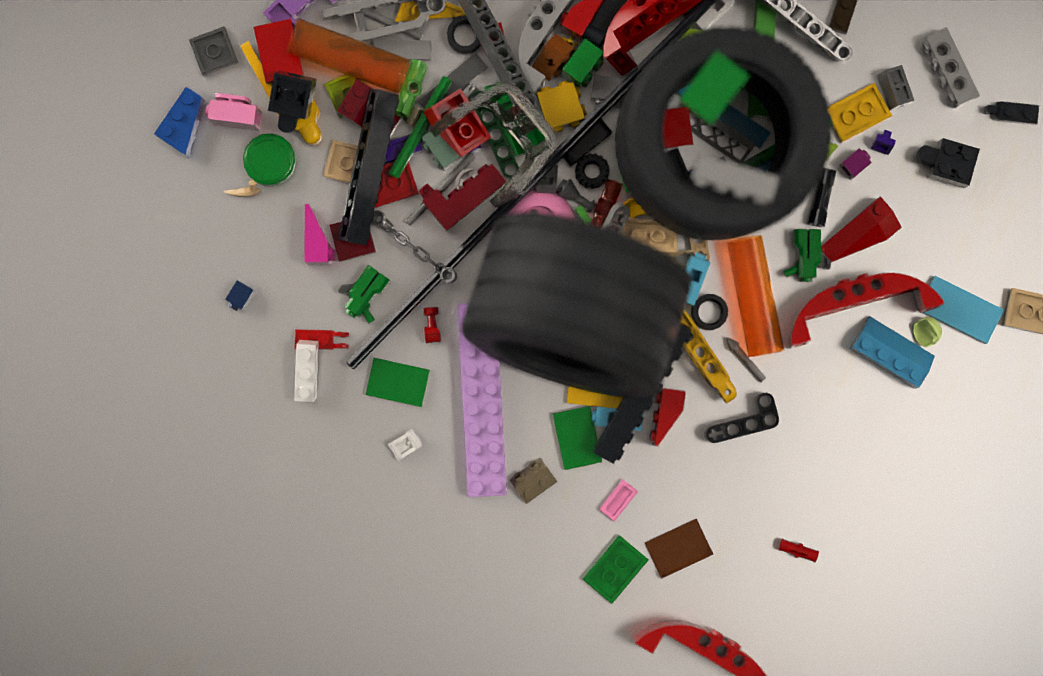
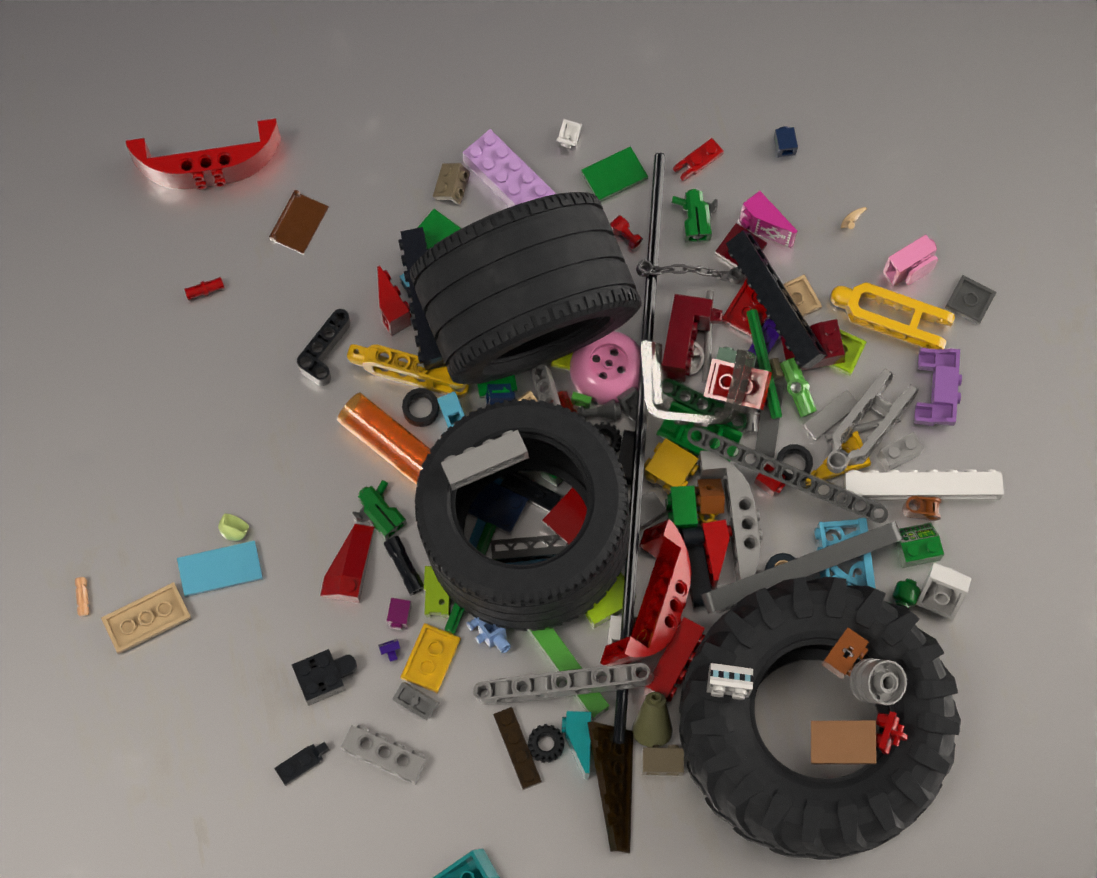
camera: 135 degrees right, 15 degrees down
(181, 122) = (943, 226): blue wedge -> none
(269, 159) = (854, 253): green piece -> none
(272, 46) = (921, 330): red tile -> none
(292, 99) = (879, 299): black brick -> none
(306, 370) = (688, 125): white brick -> none
(348, 55) = (866, 365): clear orange piece -> none
(615, 569) = (335, 171): green tile -> none
(618, 500) = (374, 220): bright pink tile -> none
(713, 88) = (560, 516): green tile -> none
(734, 345) = (380, 398): light grey piece -> none
(888, 286) = (292, 532): red slope -> none
(893, 352) = (248, 490): dark azure slope -> none

